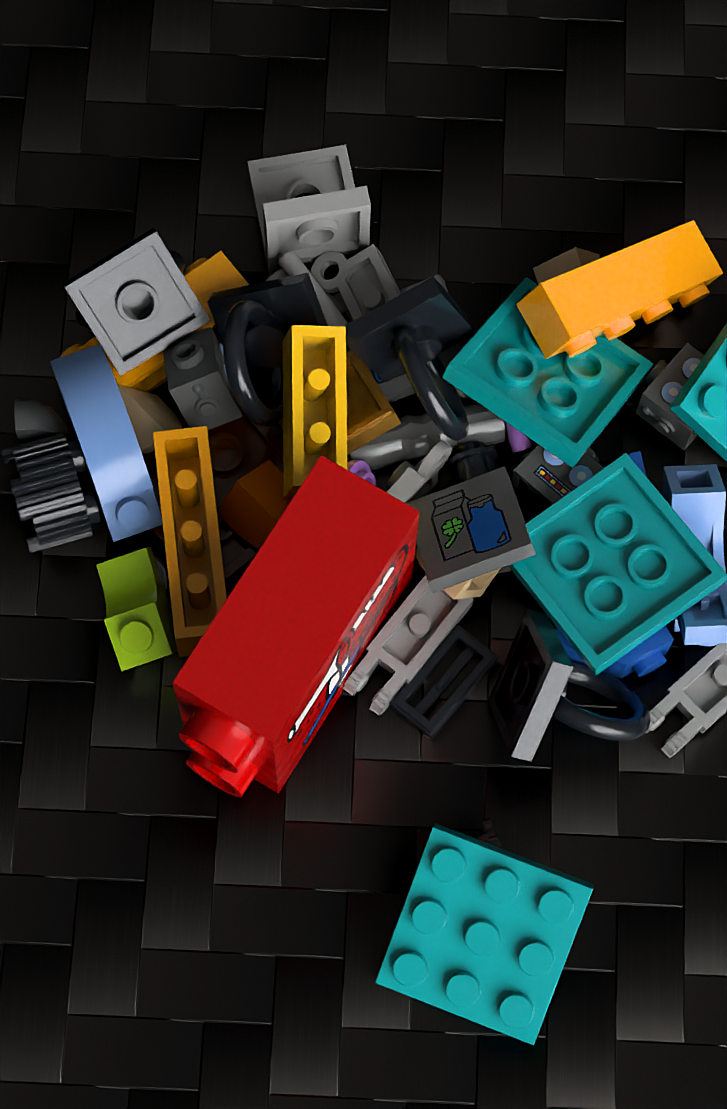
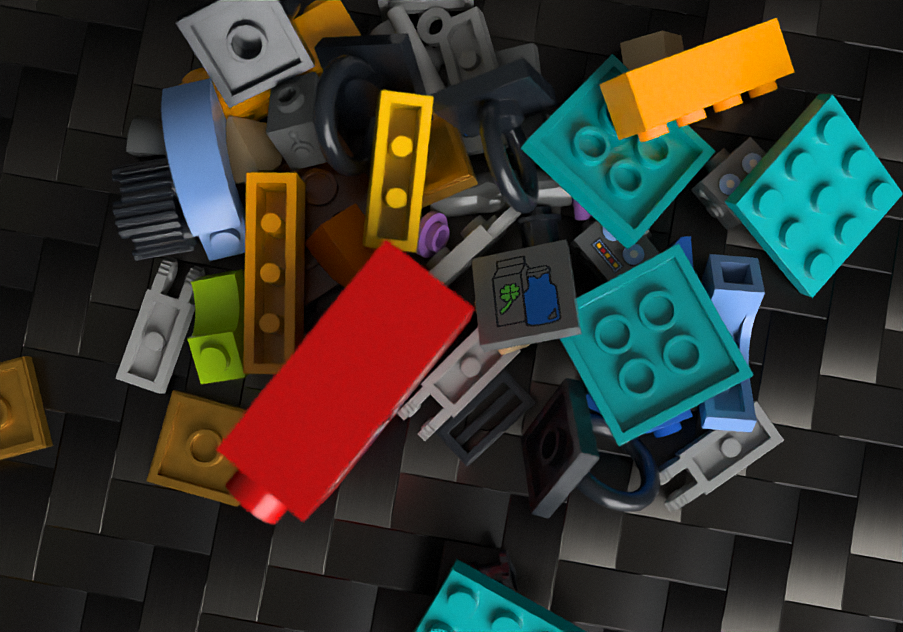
camera: 15 degrees right, 15 degrees up
(61, 631) = (159, 330): none -> light grey hinge
(126, 757) = (188, 444): none -> pearl gold tile

